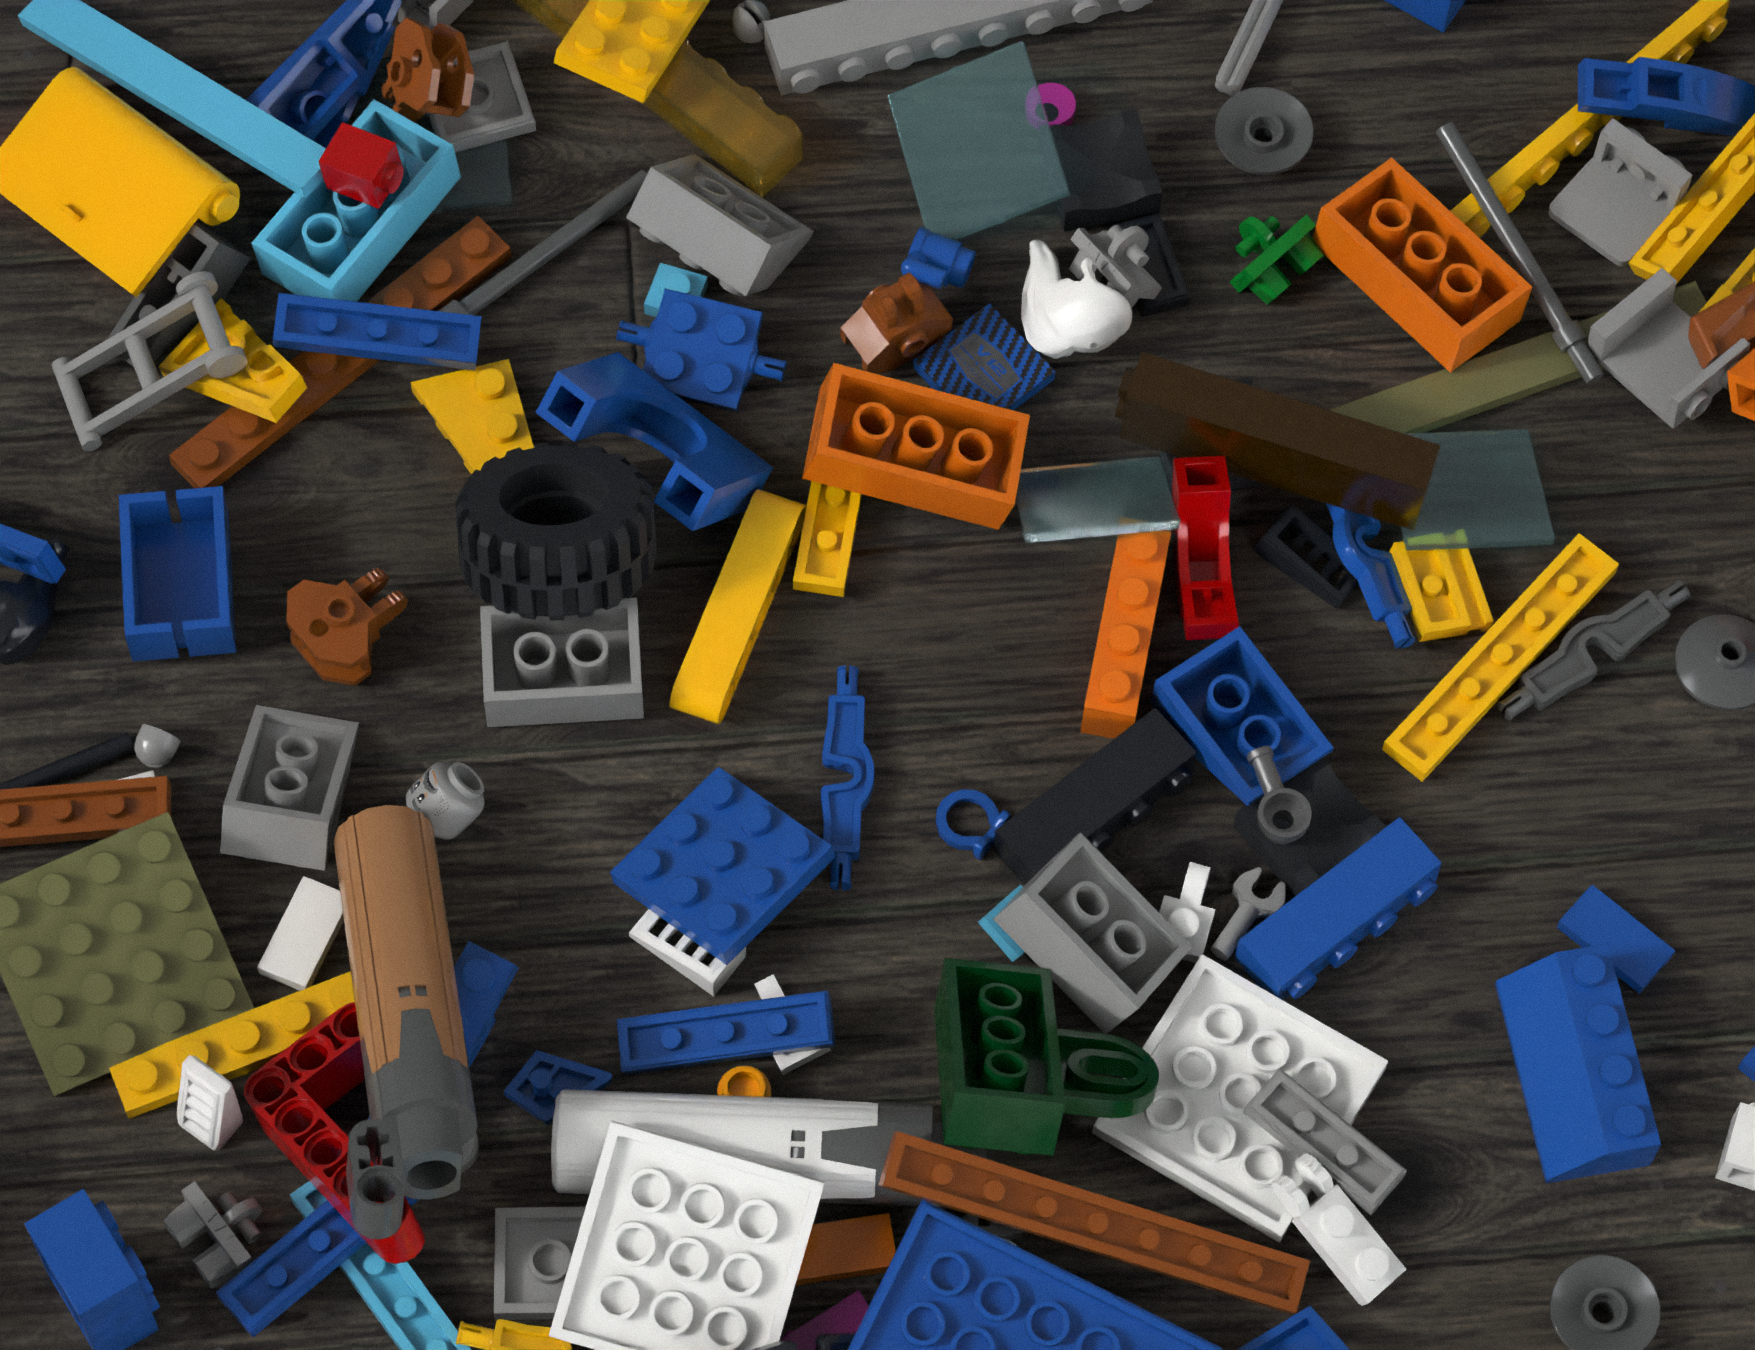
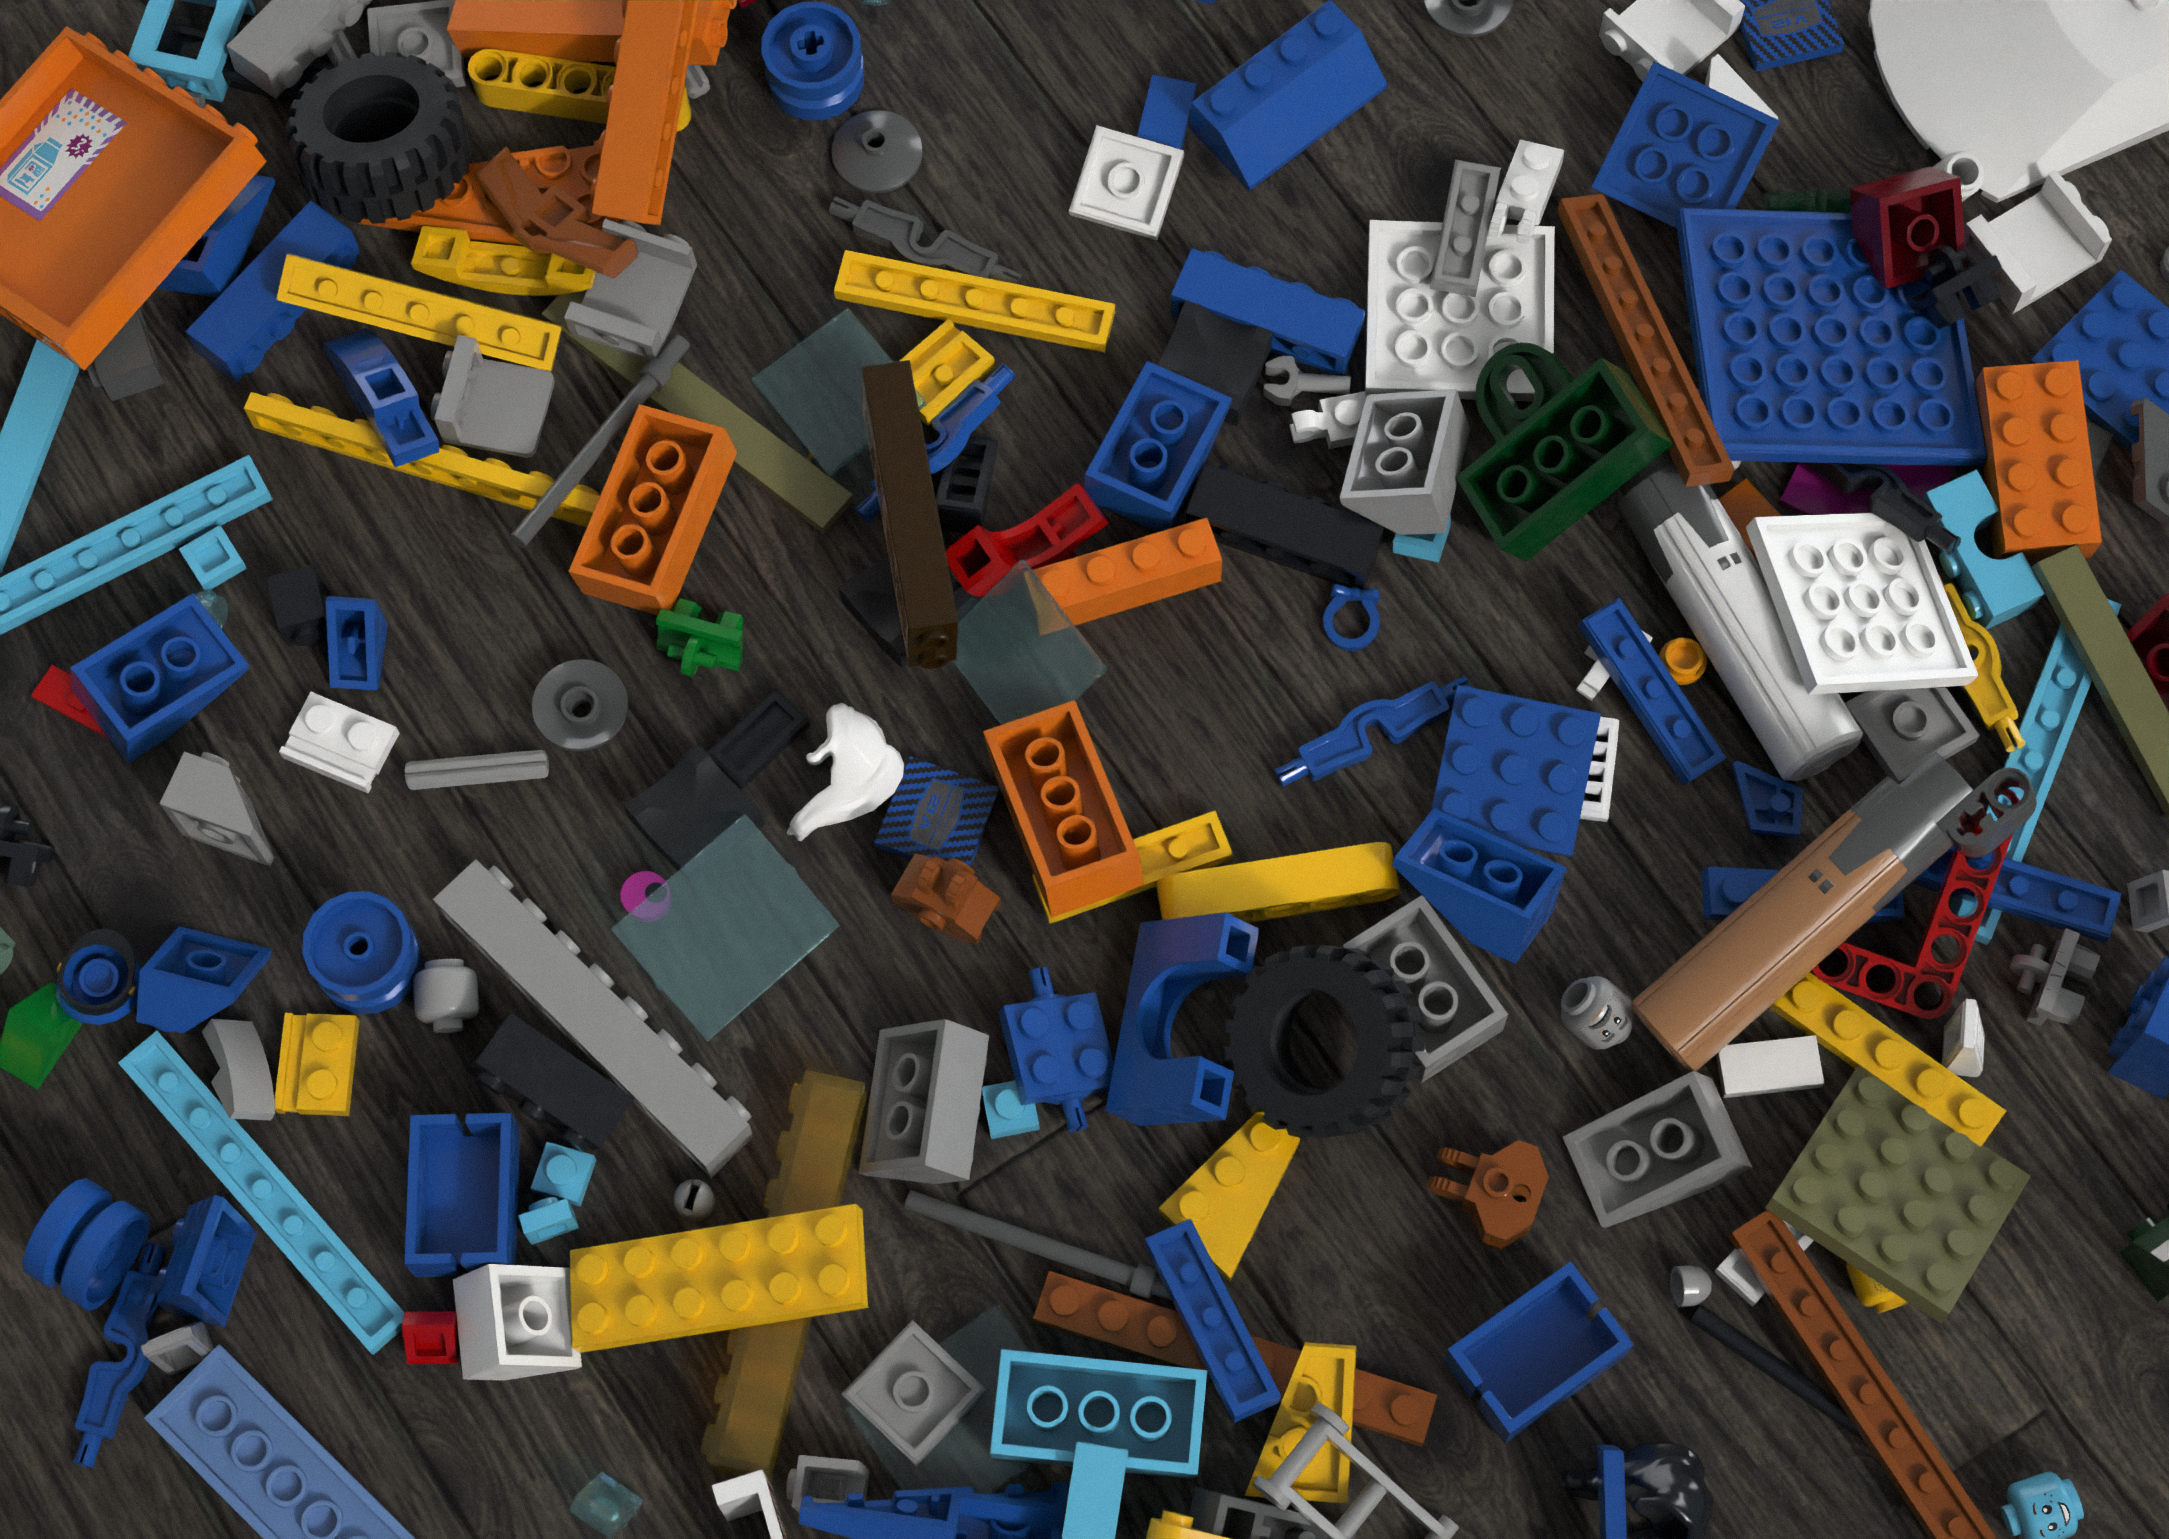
camera: 115 degrees left, 5 degrees up
(361, 165) = (1078, 1403): red brick -> none
(424, 71) = (935, 1423): dark orange hinge -> none
(628, 757) = (1481, 883): none -> blue slope
(938, 260) = (857, 900): blue piece -> none
(1119, 258) = (784, 749): light grey hips -> none
(1278, 801) = (1227, 351): flat silver bar -> none
(1560, 861) = (1126, 182): none -> white tile

